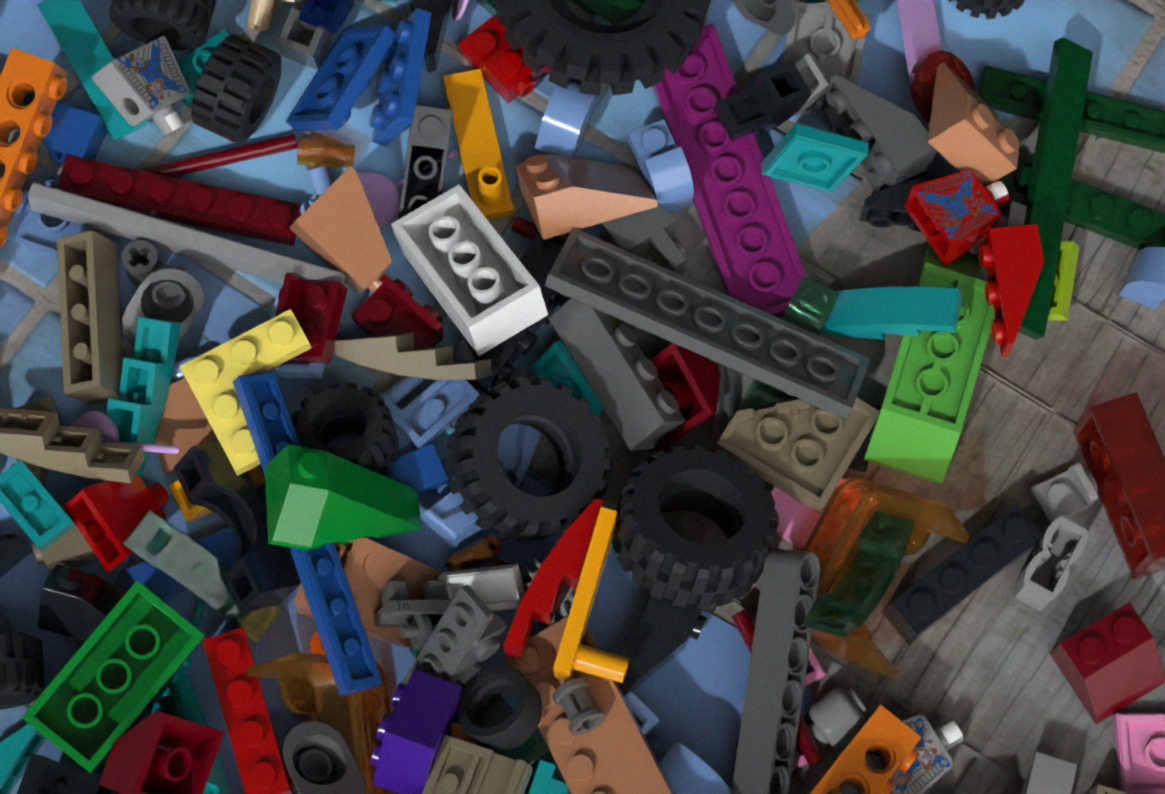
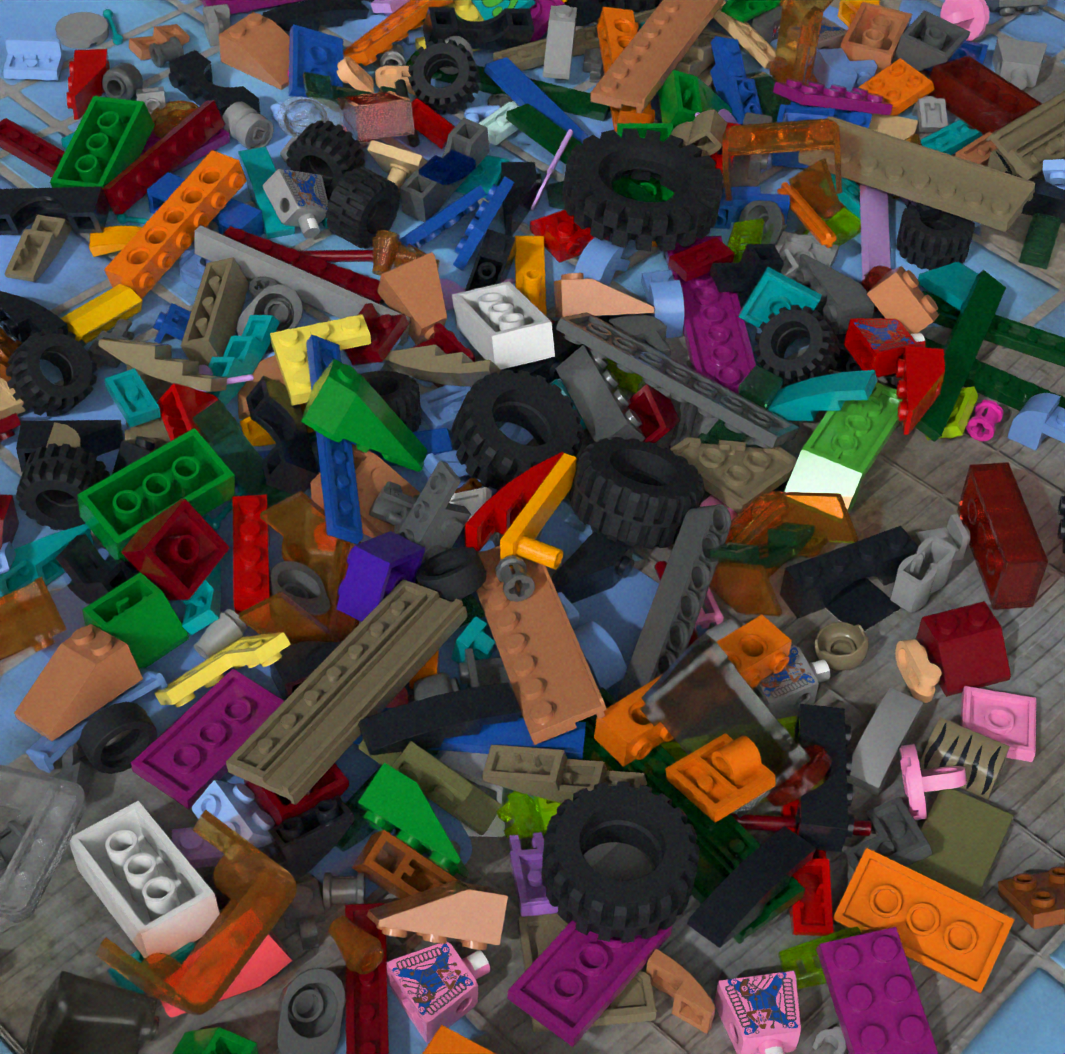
camera: 15 degrees right, 25 degrees down
(38, 339) = (172, 323): none -> blue bracket
(281, 151) = (384, 251): none -> clear orange cone
(698, 85) = (699, 259): none -> dark red plate
(749, 46) = (750, 228): none -> clear neon green slope
(816, 235) = (786, 328): none -> black tyre
(969, 690) = (841, 645): none -> dark tan hair
(983, 615) = (862, 604): none -> black sticker
(1024, 47) = (949, 283): none -> teal tile
(1054, 695) = (917, 670): none -> light nougat plate
(1089, 270) = (984, 420): none -> dark pink bush

